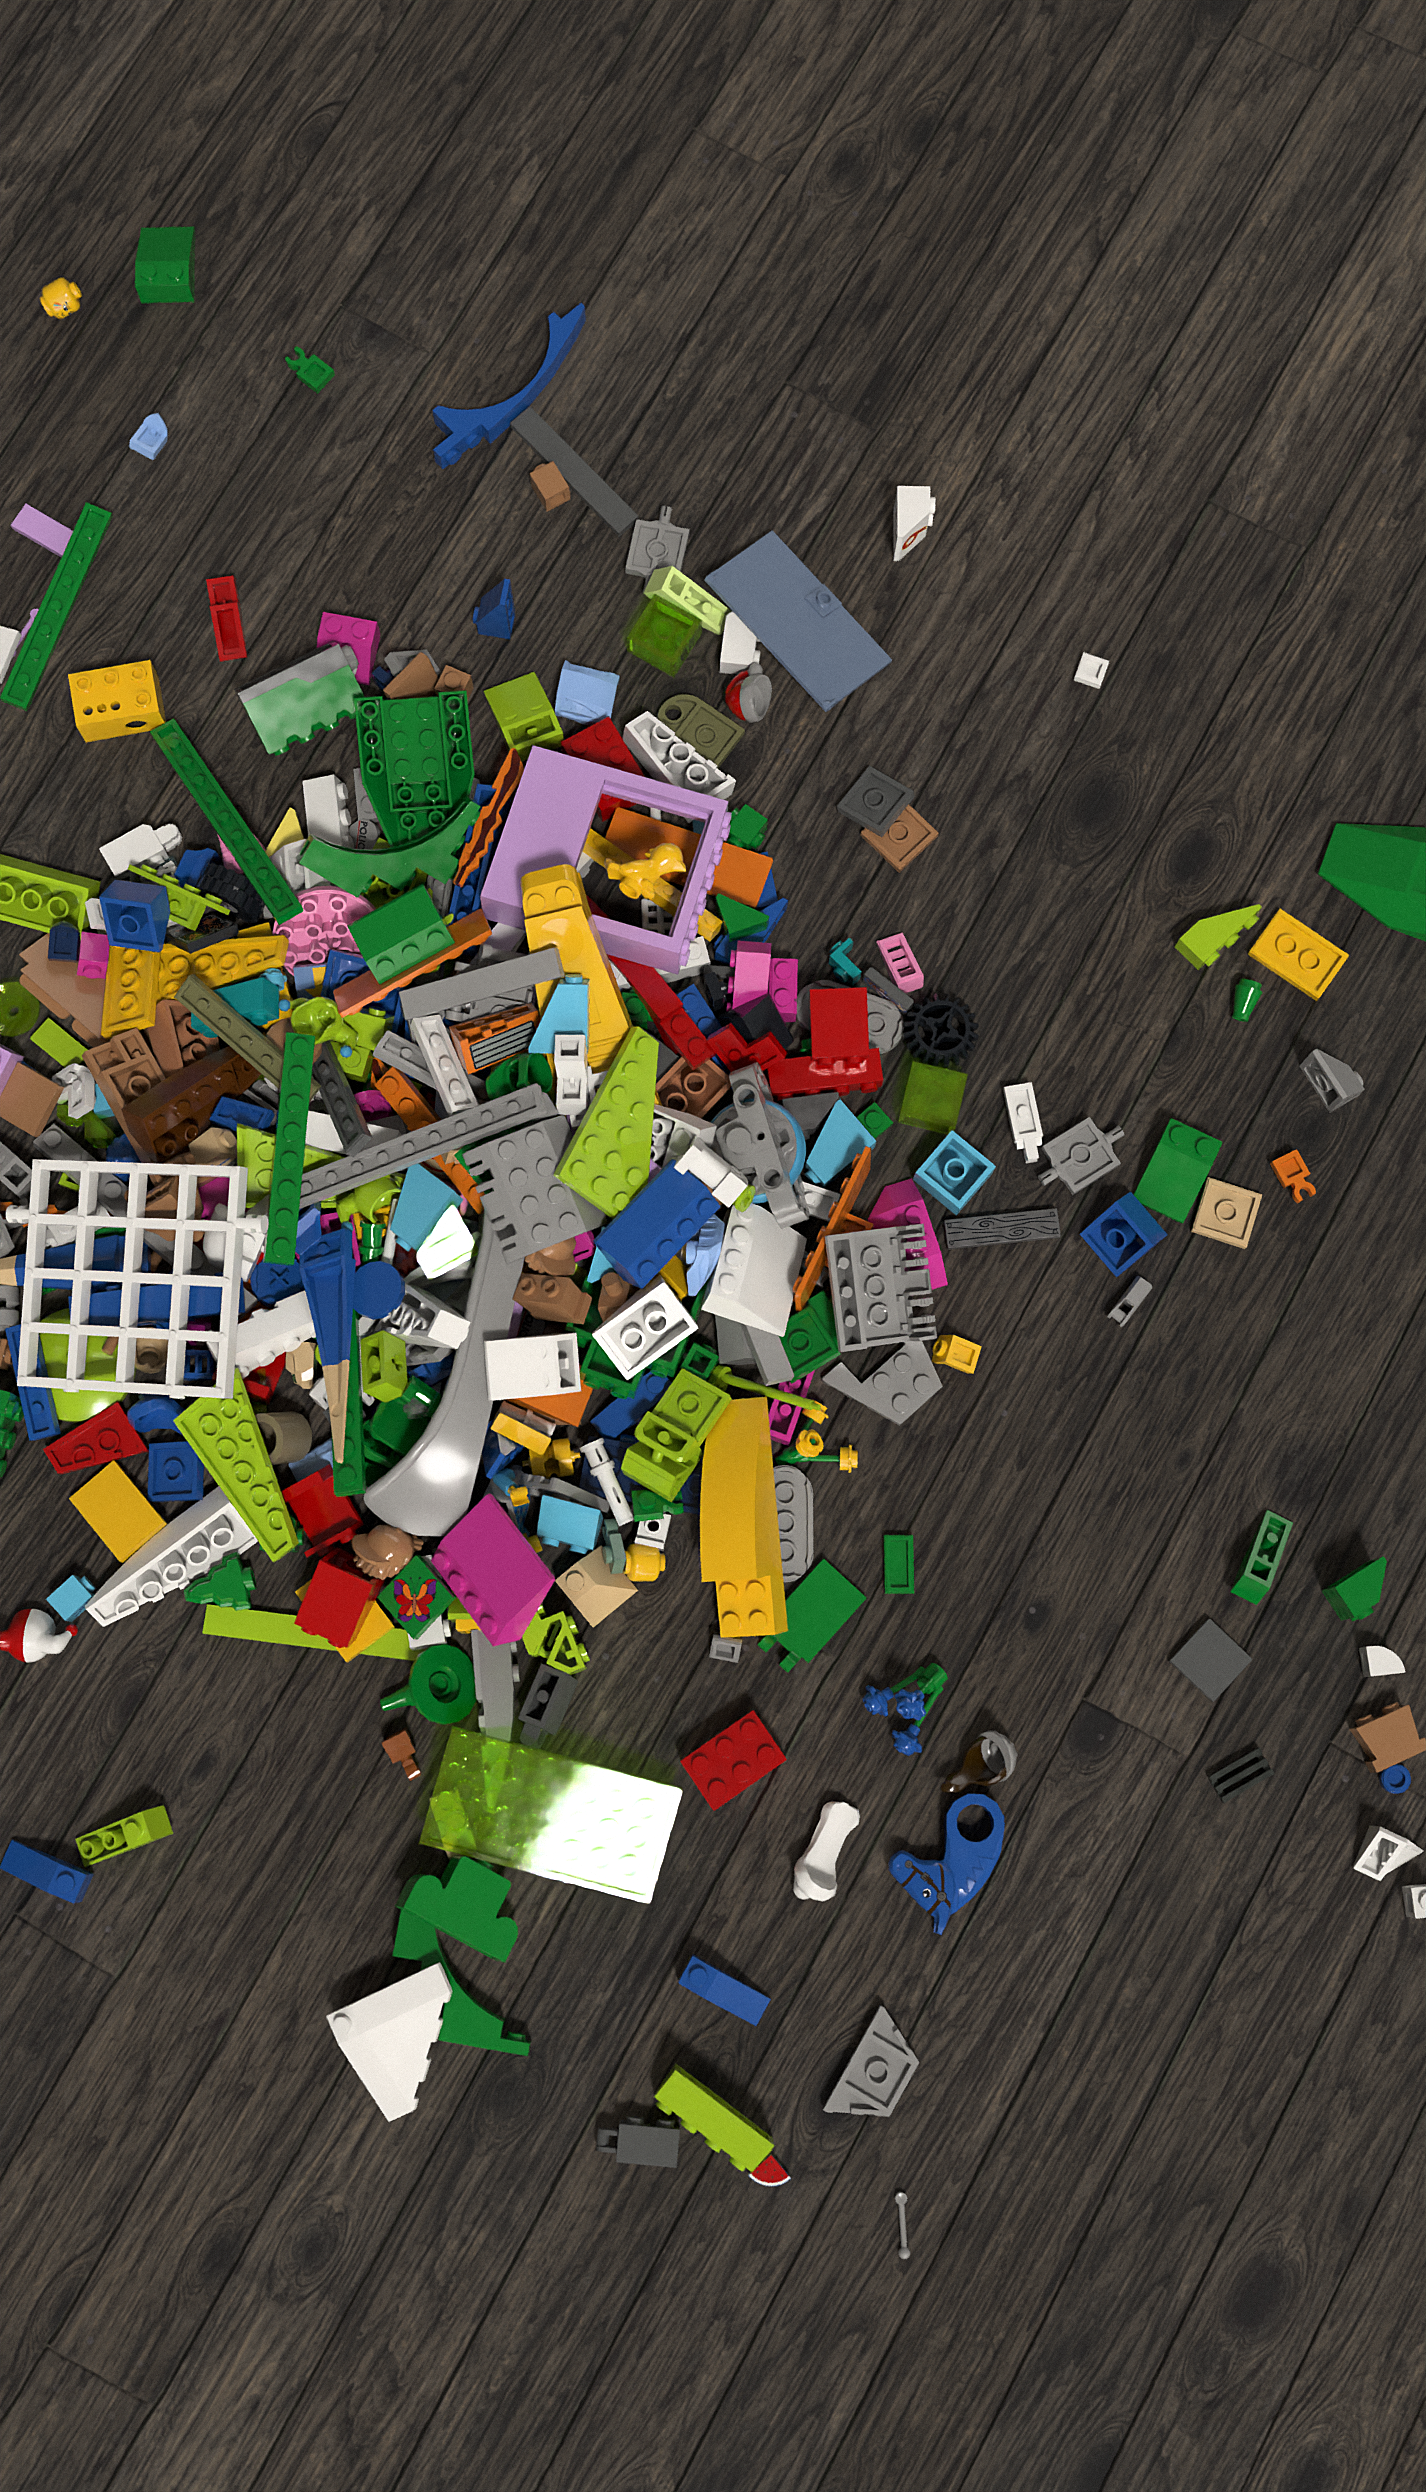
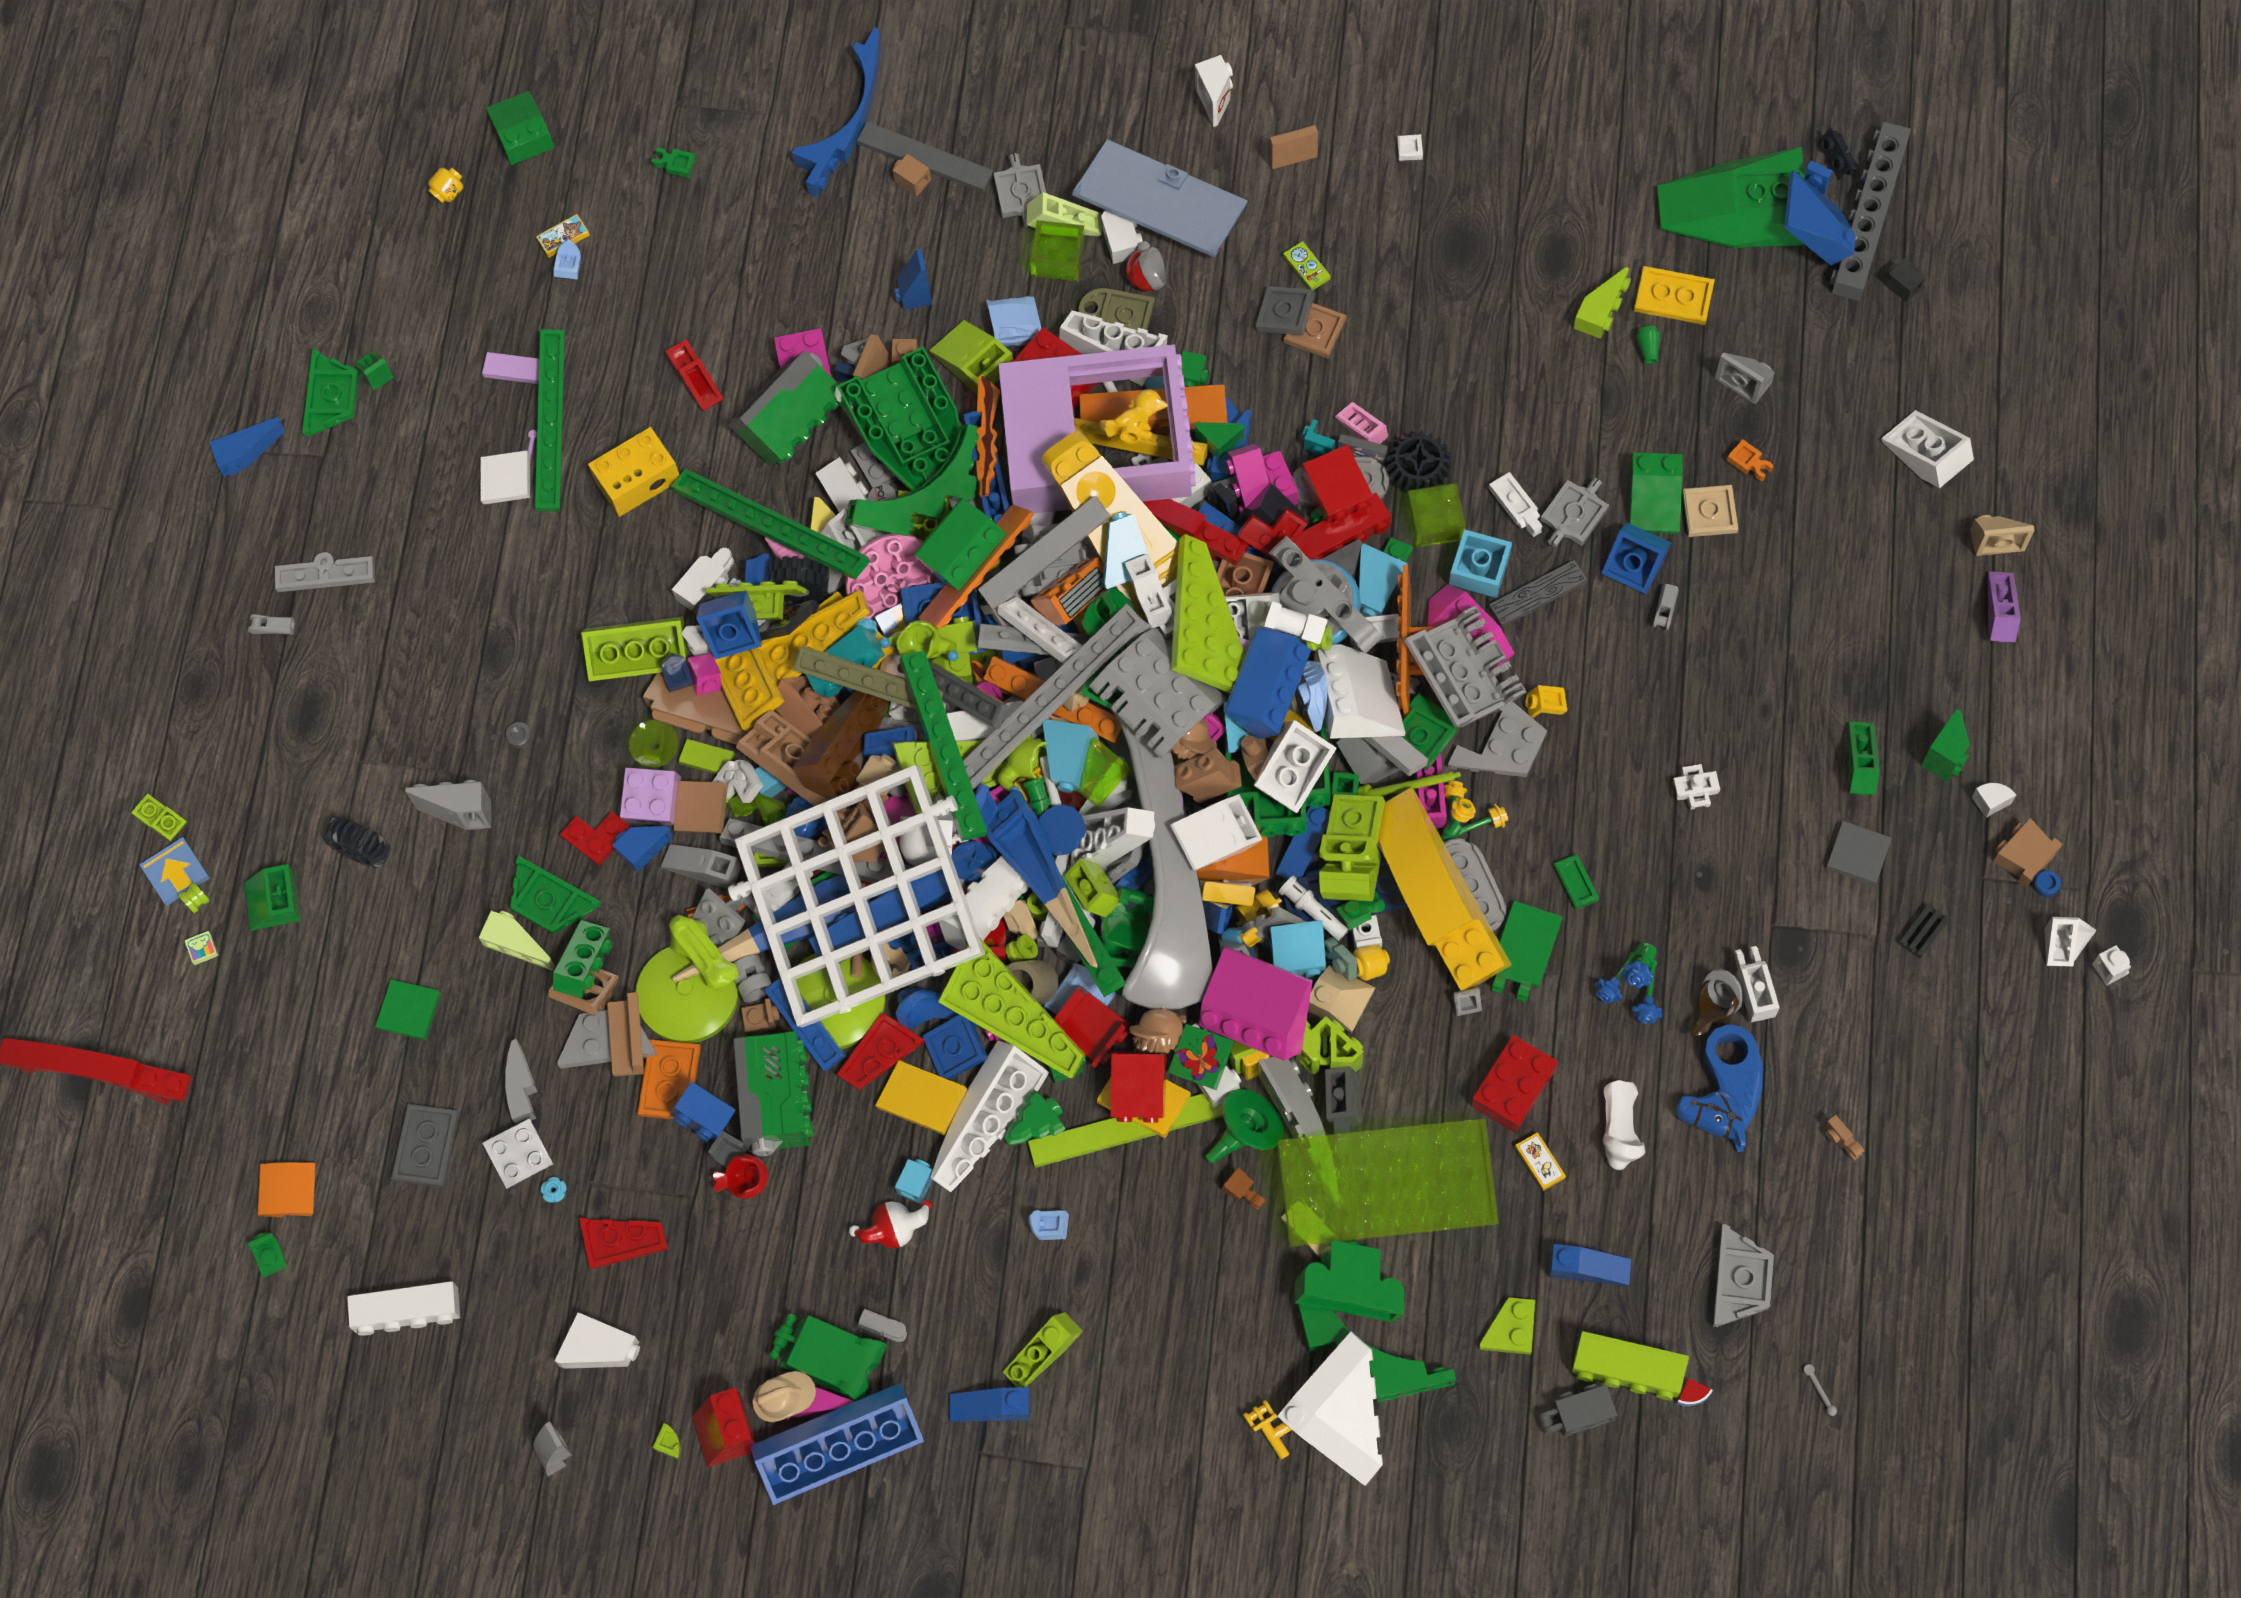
camera: 15 degrees left, 10 degrees down
(165, 402) = (570, 229): none -> tile
(188, 1704) = (1049, 1224): none -> light blue plate
(288, 1396) = (1022, 949): none -> lime wheel
(314, 2014) = (1272, 1434): none -> yellow arm
(415, 1409) = (1133, 912): clear plate -> none
(614, 2019) = (1512, 1328): none -> lime wing
(723, 1853) = (1540, 1161): none -> tile
(921, 760) = (1306, 266): none -> lime tile
(964, 621) = (1293, 147): none -> medium nougat tile
(1033, 1762) = (1756, 986): none -> white hinge
(1047, 1960) = (1839, 1134): none -> medium nougat plate
(1074, 1514) = (1698, 785): none -> white piece

